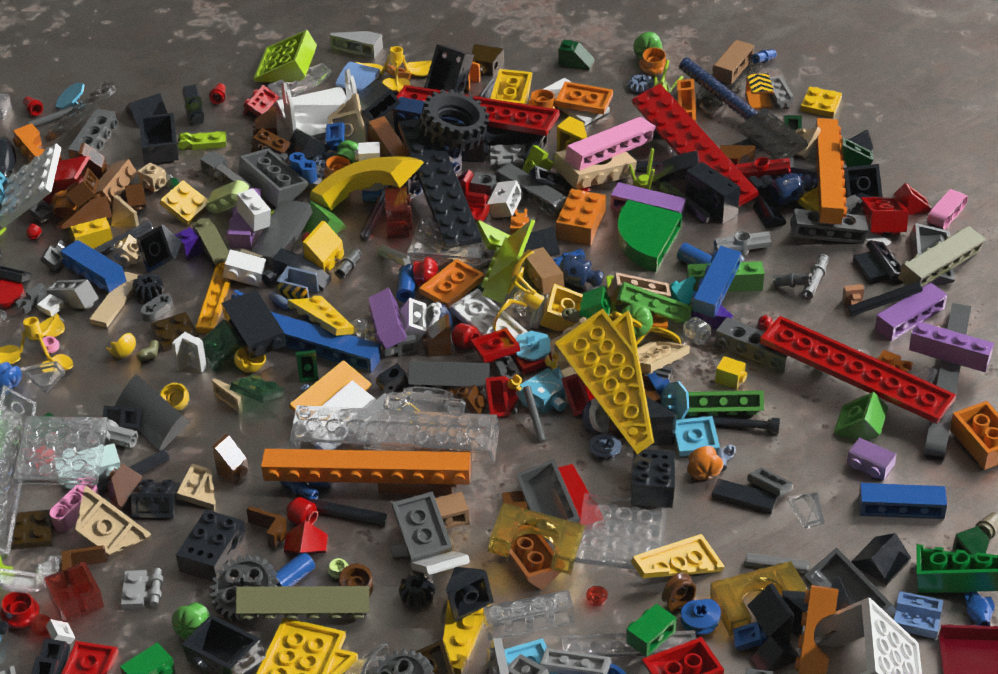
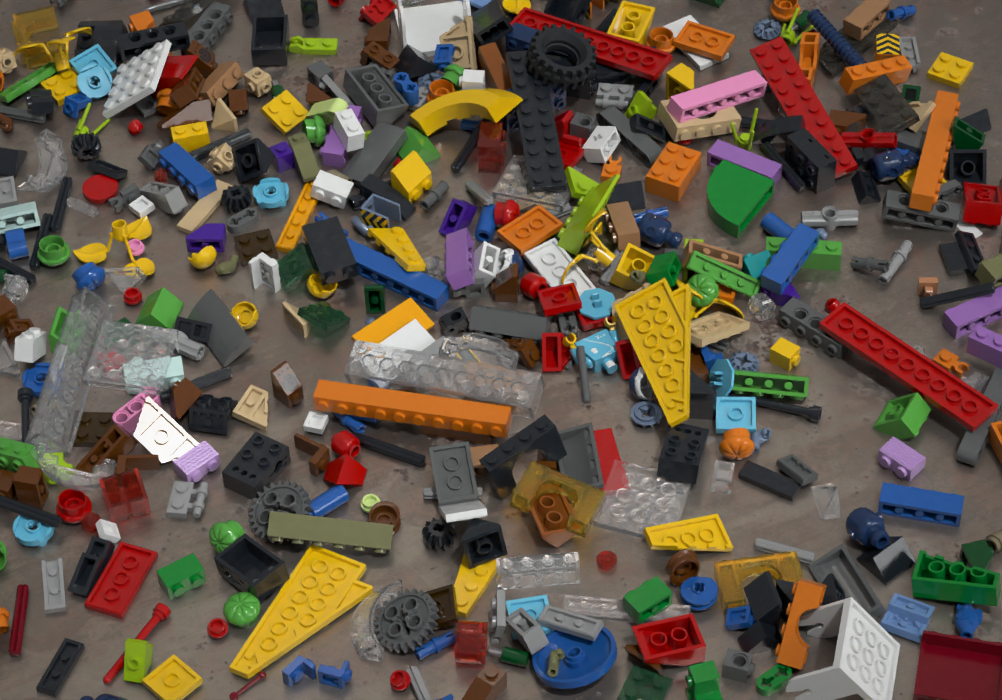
camera: 10 degrees right, 5 degrees up
(24, 151) = (136, 42): none -> black brick
(53, 392) = (132, 296): none -> red plate
(53, 540) = (114, 443): none -> reddish brown slope
(66, 273) = (160, 175): none -> clear red plate
(85, 400) = (160, 309): none -> bright green slope
(122, 324) = (208, 235): none -> dark purple slope
(146, 549) = (196, 462): none -> lavender brick
(176, 285) = (264, 199): none -> medium azure plate
(212, 182) = (315, 94): none -> reddish brown slope
(218, 214) = (314, 130): none -> bright green piece
(266, 494) = (315, 422): none -> white plate
(376, 280) = (458, 216): none -> dark purple slope
(470, 508) = (500, 462): none -> black arch
(672, 72) = (800, 21): none -> dark green piece
(697, 498) = (722, 477): none -> clear brick
(699, 384) = (751, 364): none -> sand blue gear
(741, 111) = (895, 68): none -> orange arch
(857, 530) = (867, 528): none -> dark blue piece

